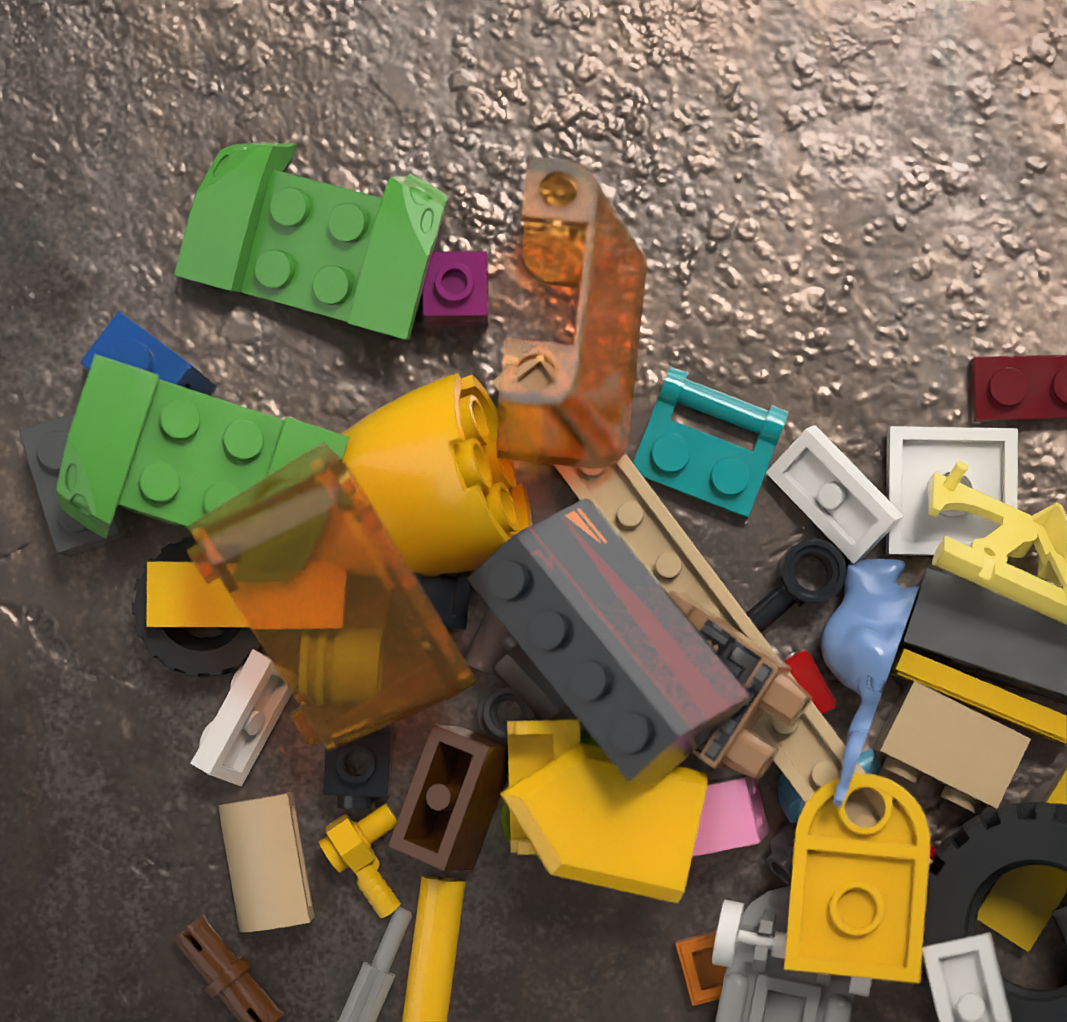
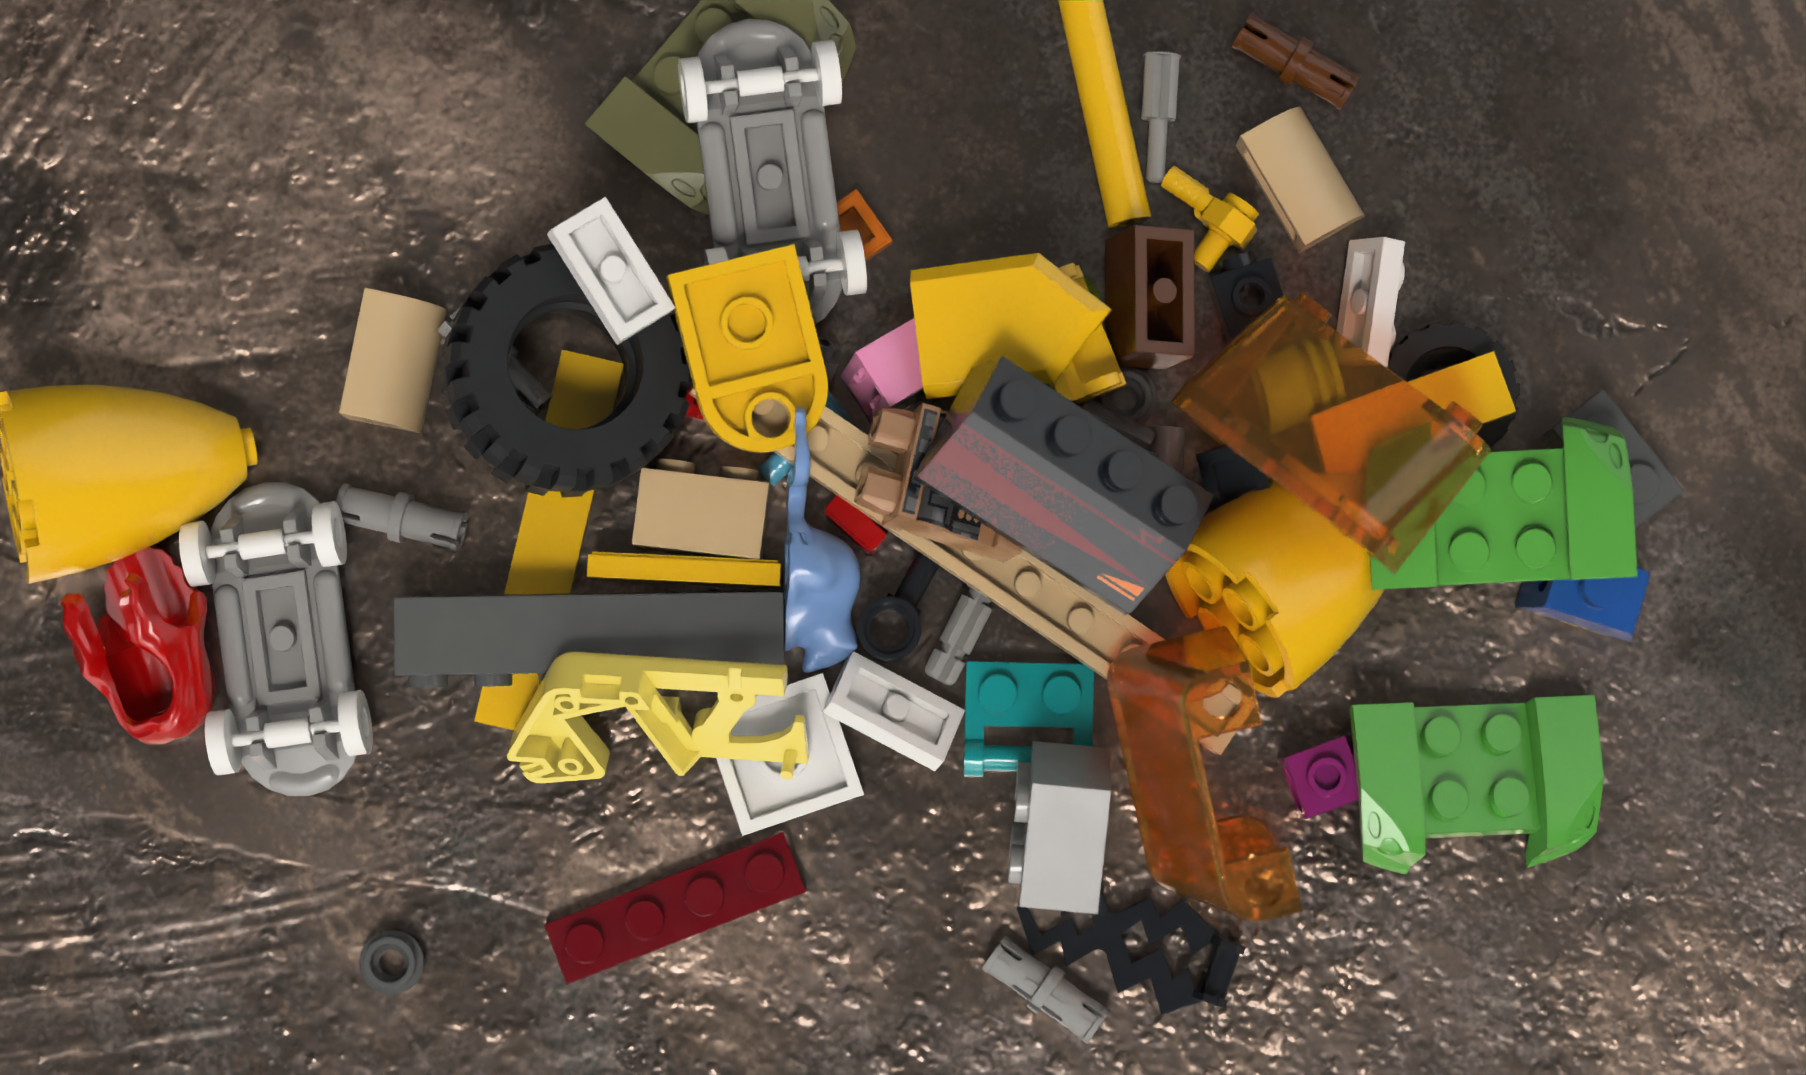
camera: 160 degrees right, 0 degrees up
(707, 216) = (1106, 936): none -> black piece
(721, 325) = (1064, 827): none -> brick
(748, 541) = (959, 637): none -> light grey axle
(782, 187) = (1046, 989): none -> light grey pin

